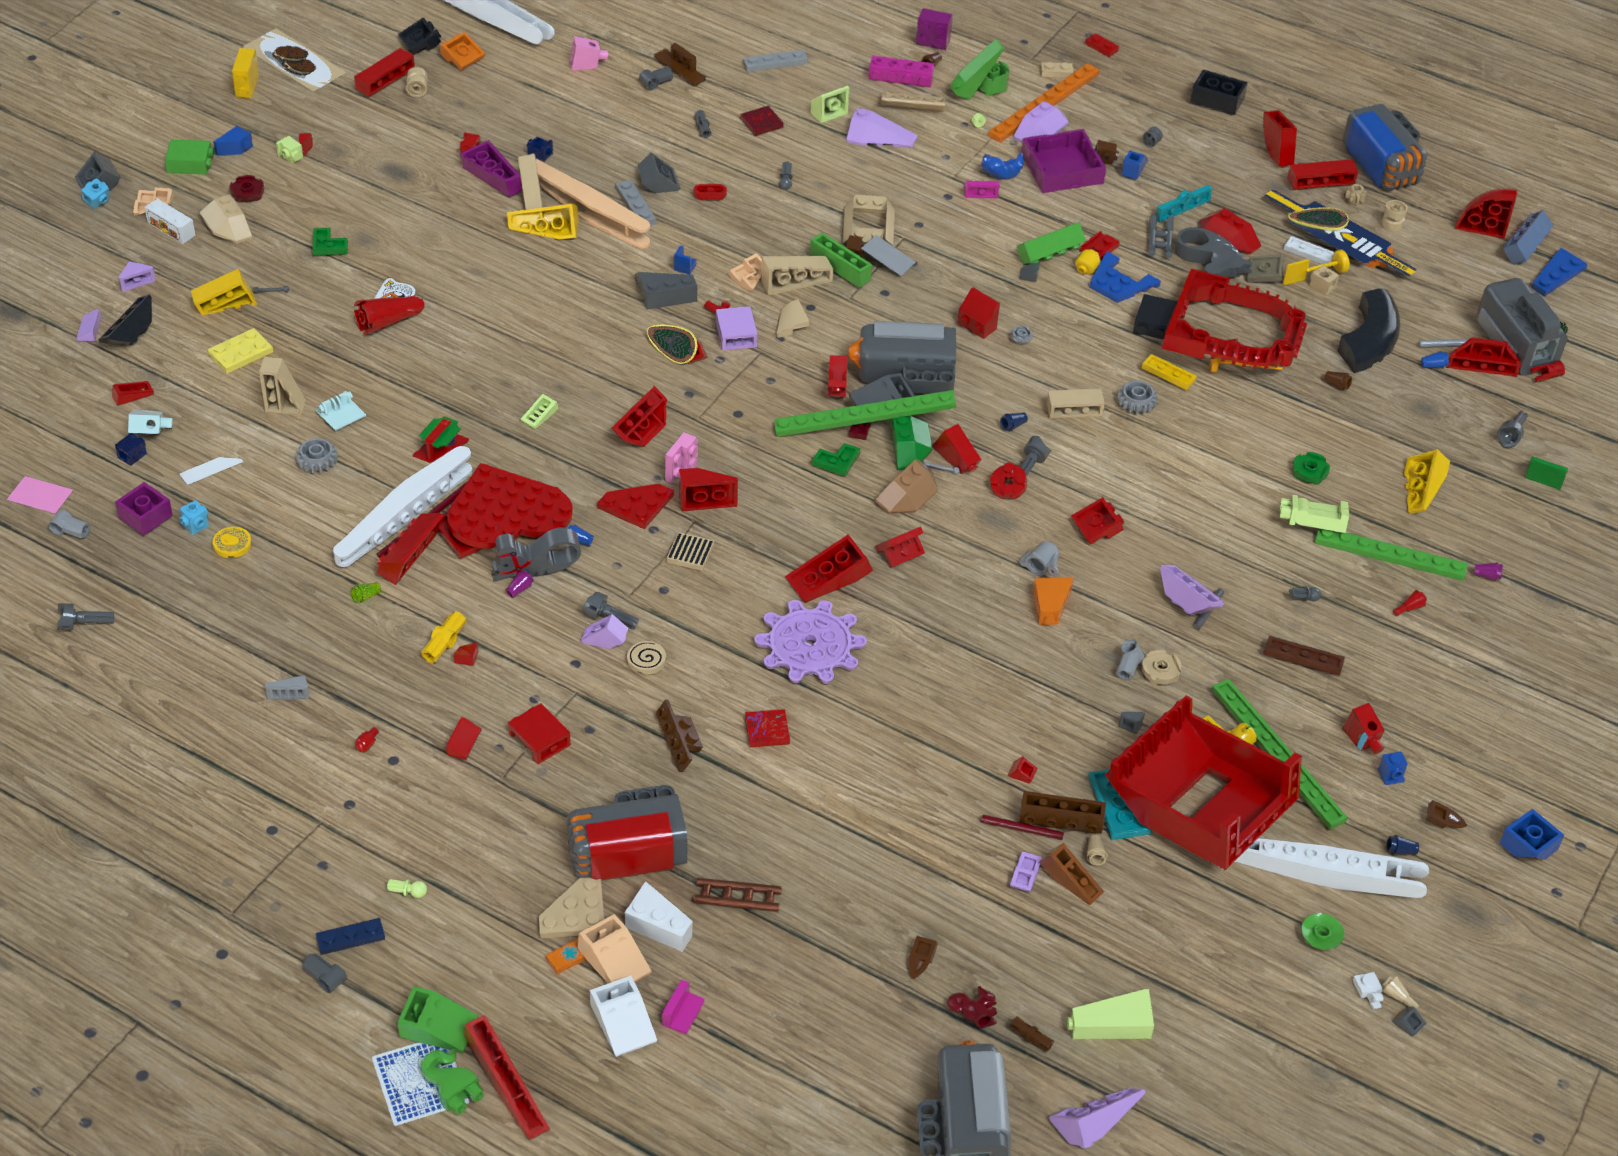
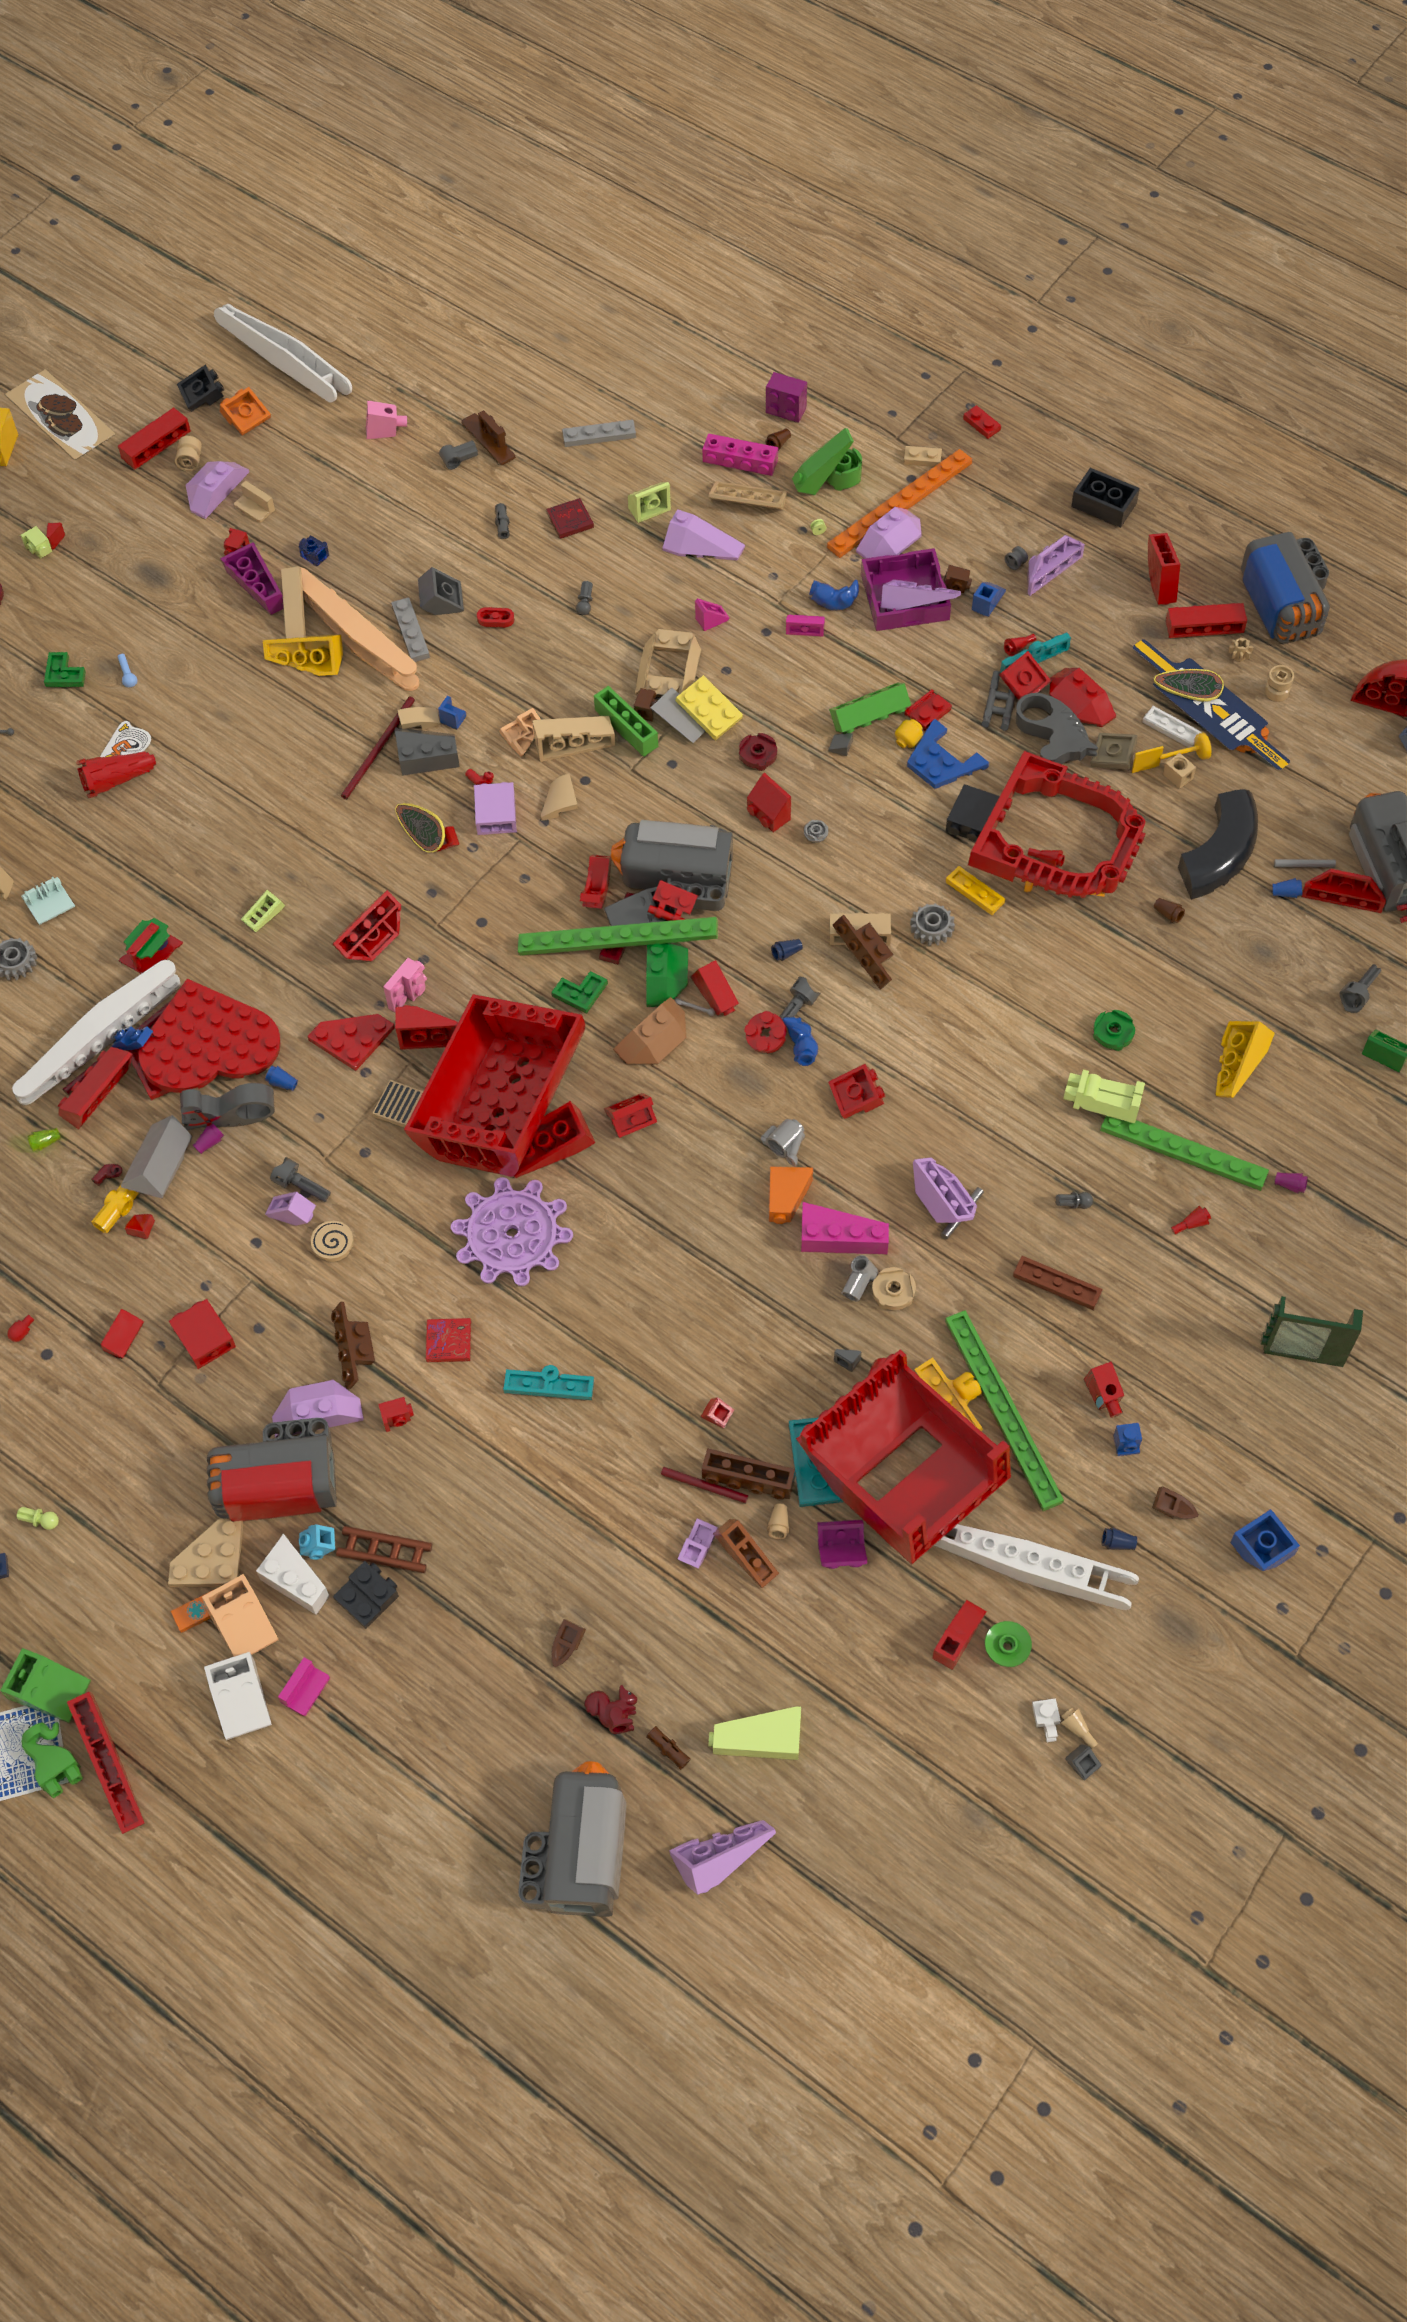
camera: 10 degrees right, 15 degrees up
(388, 247) = (129, 678): none -> light blue bar
(429, 614) = (107, 1171): none -> dark red arm
(441, 105) = (213, 485): none -> lavender wedge
(443, 506) = (131, 1039): none -> blue slope
(477, 597) = (158, 1158): none -> light grey slope
(481, 116) = (254, 502): none -> tan panel
(622, 289) = (375, 751): none -> dark red piece
(653, 264) = (417, 716): none -> tan slope
(658, 775) = (320, 1400): none -> lavender wedge
(676, 887) = (317, 1541): none -> medium azure brick
(728, 930) = (366, 1594): none -> black plate
(730, 785) = (395, 1413): none -> red brick
(754, 541) = (477, 1078): none -> red slope
(866, 756) = (549, 1384): none -> teal hinge
(896, 184) = (709, 614): none -> dark pink slope
(910, 379) = (674, 898): none -> red plate
(911, 249) = (709, 707): none -> light yellow plate
(952, 282) = (758, 760): none -> dark red plate
(1044, 488) = (805, 1044): none -> blue animal
(1071, 162) = (907, 594): none -> lavender wedge
(1085, 414) = (867, 948): none -> reddish brown bracket
(1106, 626) = (841, 1232): none -> dark pink wedge
(1156, 860) = (841, 1543): none -> magenta bracket
(1165, 196) = (1014, 645): none -> red cone
(1178, 216) = (1025, 676): none -> red tile
(1184, 137) = (1052, 562): none -> lavender wedge
(1276, 928) = (958, 1634): none -> red slope
(1536, 674) = (1310, 1337): none -> dark green panel

